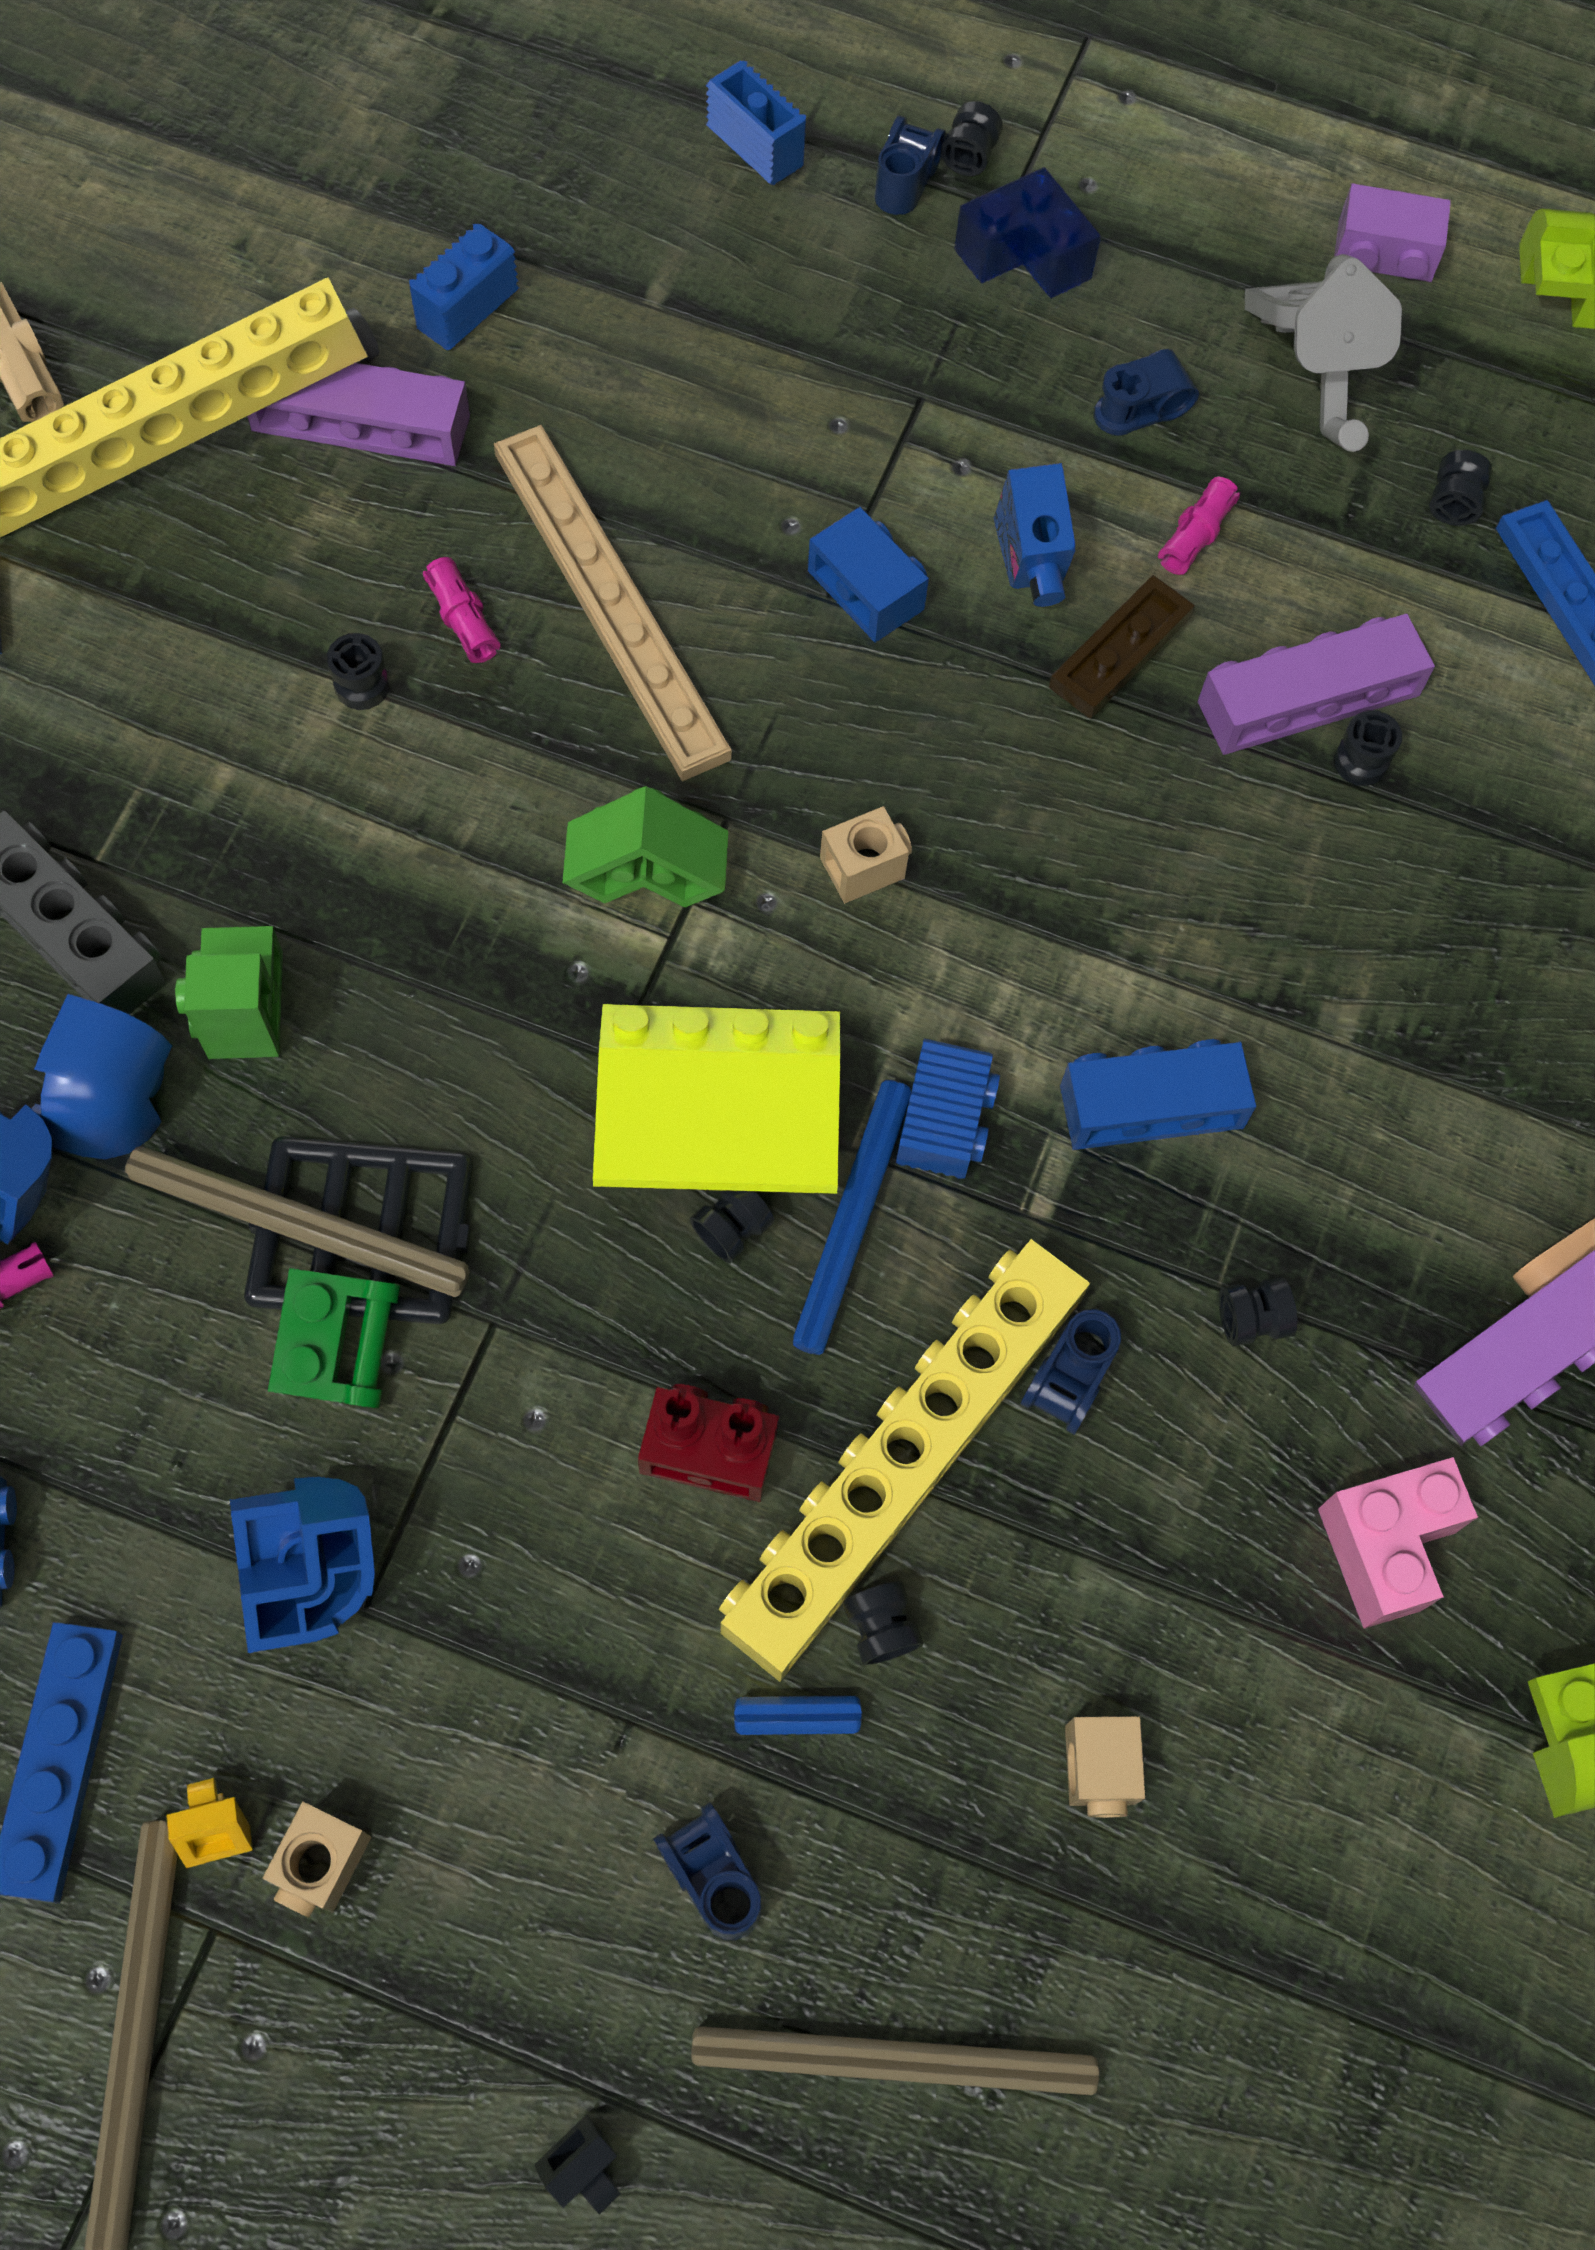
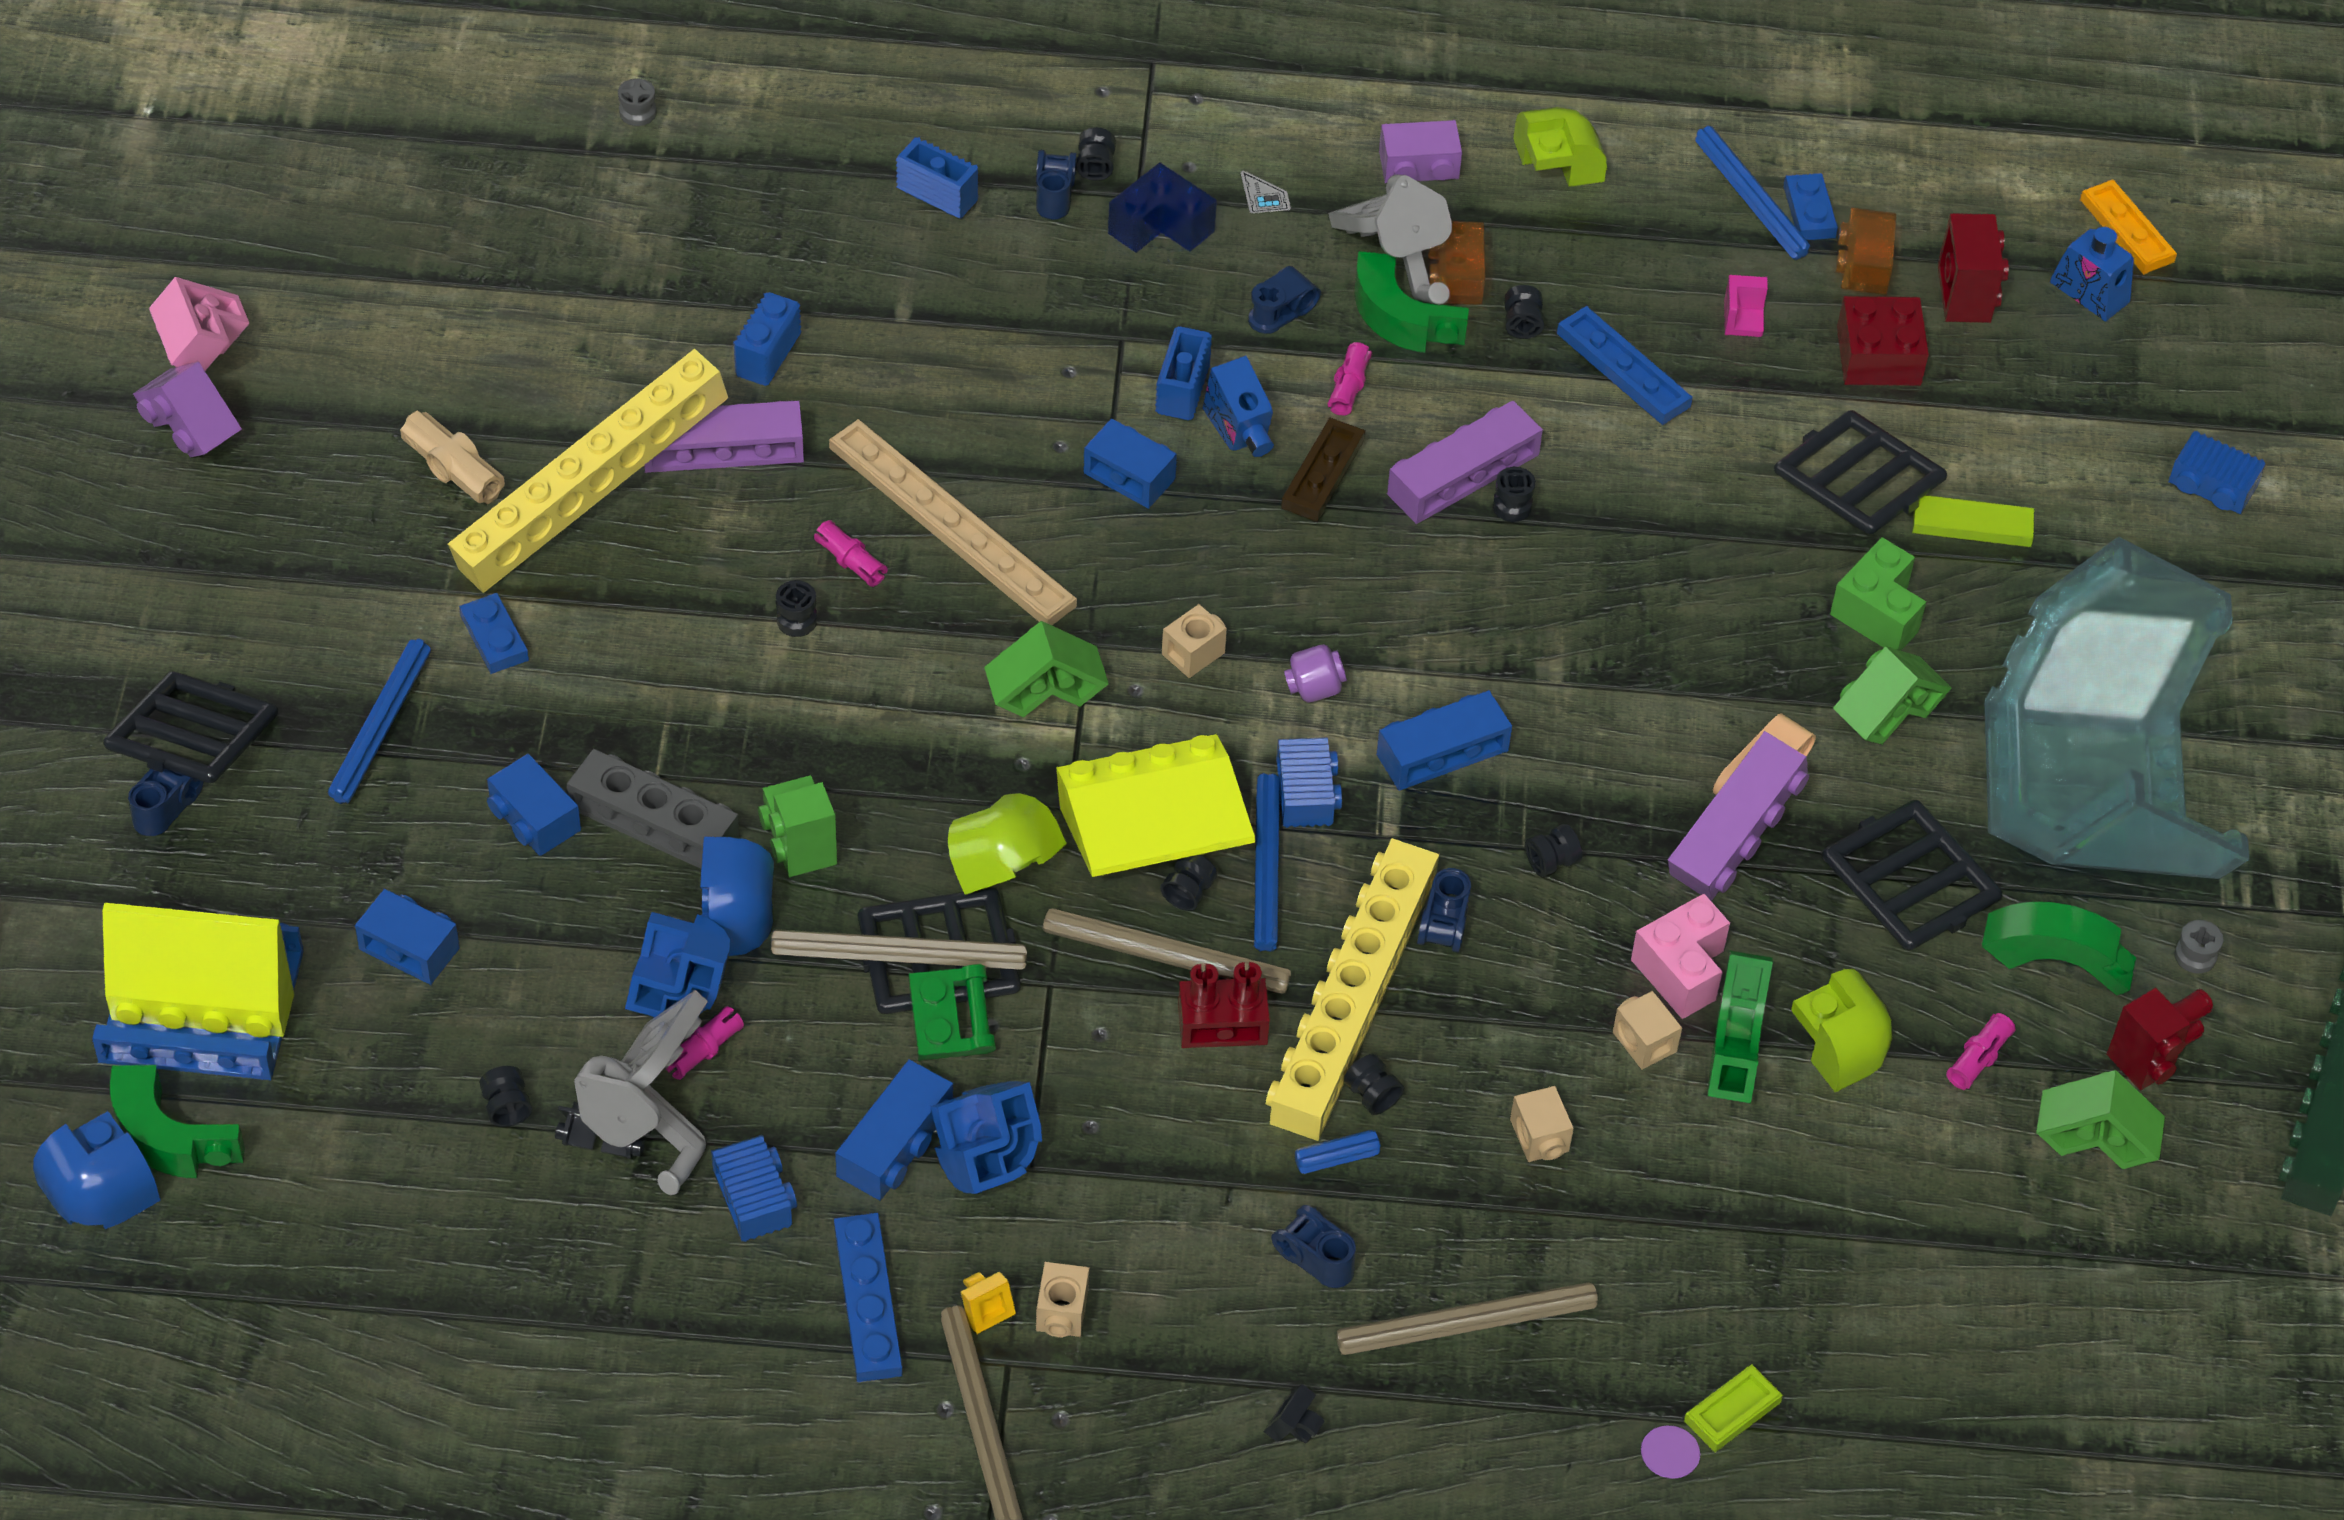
camera: 15 degrees left, 15 degrees down
(184, 1506) = (893, 1131): none -> blue brick
(492, 1097) = (1002, 841): none -> lime brick
(669, 1319) = (1156, 947): none -> dark tan axle
(978, 465) = (1183, 373): none -> blue brick
(1012, 947) = (1315, 673): none -> medium lavender head
(1170, 245) = (1263, 195): none -> light grey sticker
(1291, 454) = (1398, 316): none -> green arch
(1305, 1643) = (1647, 1029): none -> tan brick
(1397, 399) = (1461, 263): none -> clear orange brick
(1433, 1698) = (1739, 1027): none -> green arch

